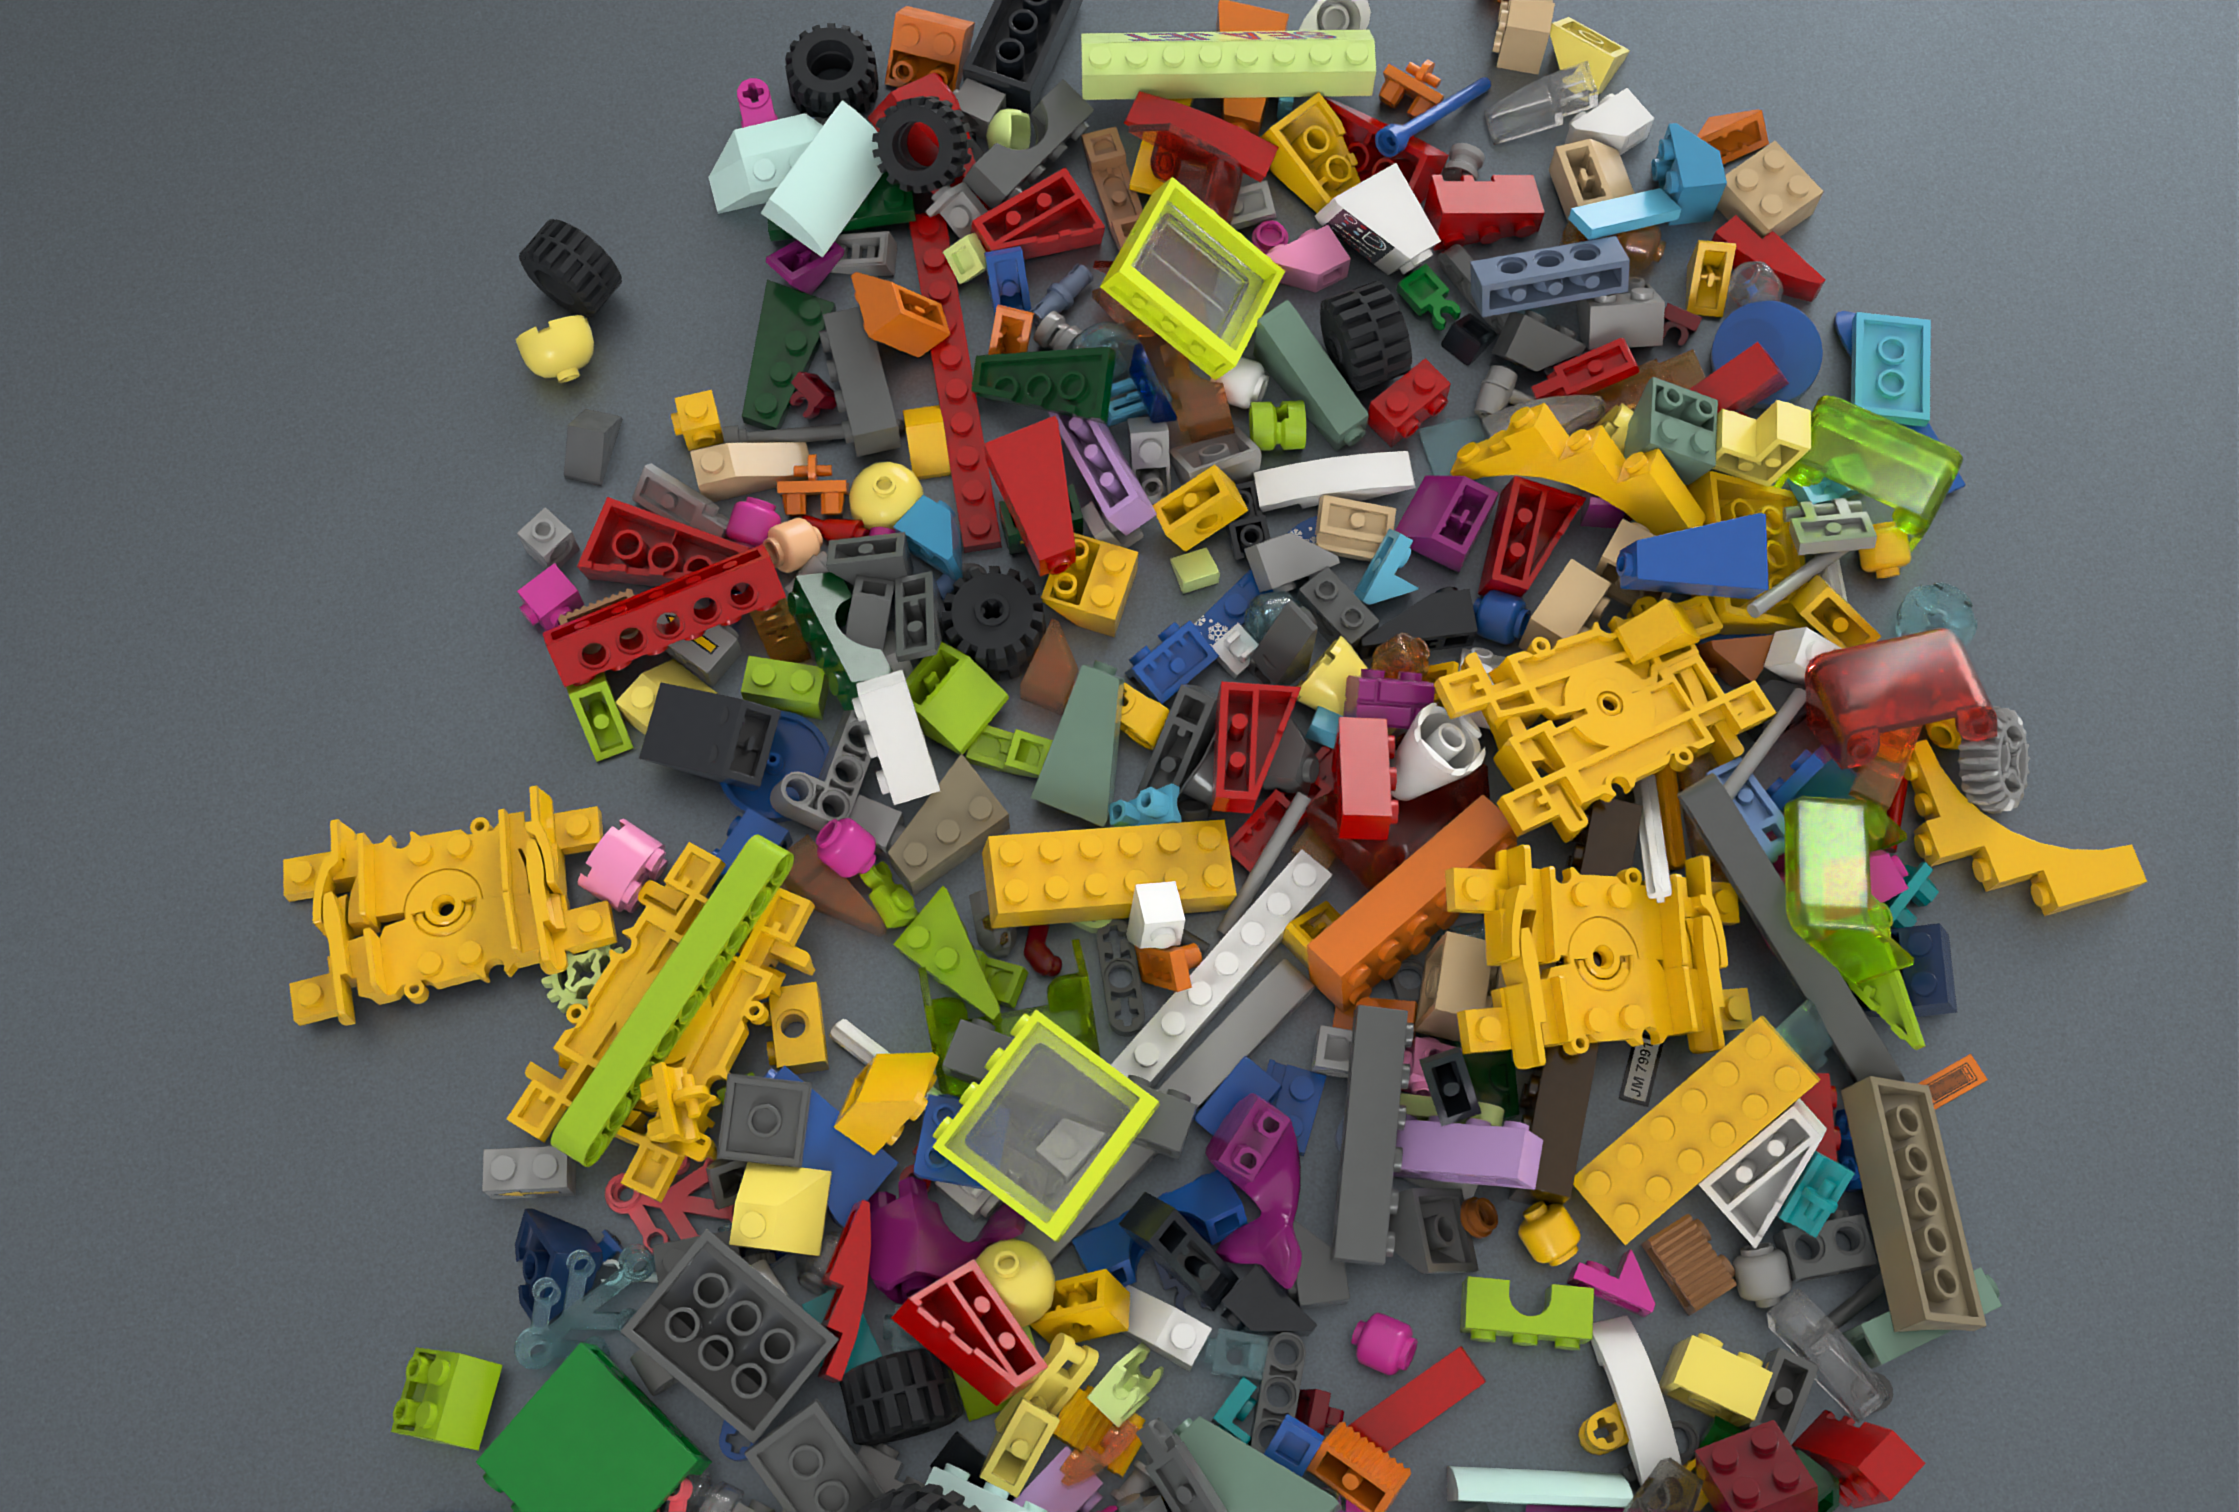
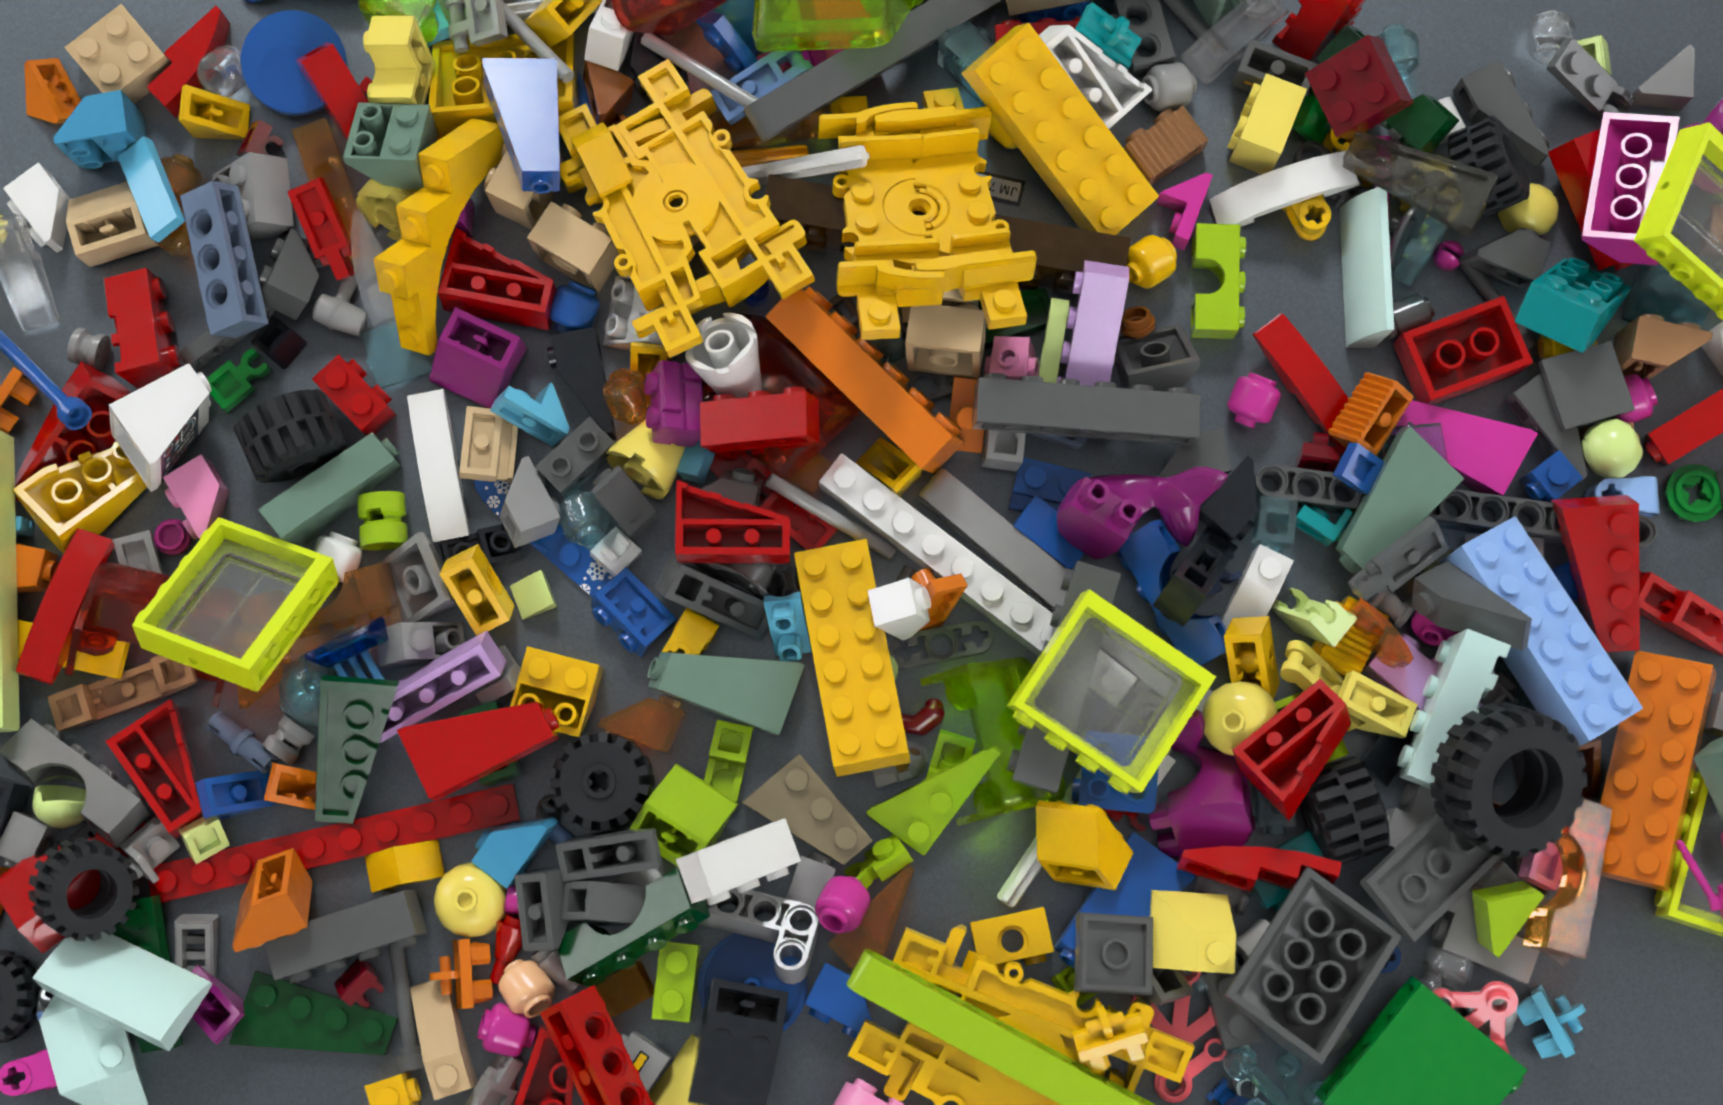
camera: 90 degrees left, 10 degrees up
(1450, 1086) = (1042, 340): black slope -> none

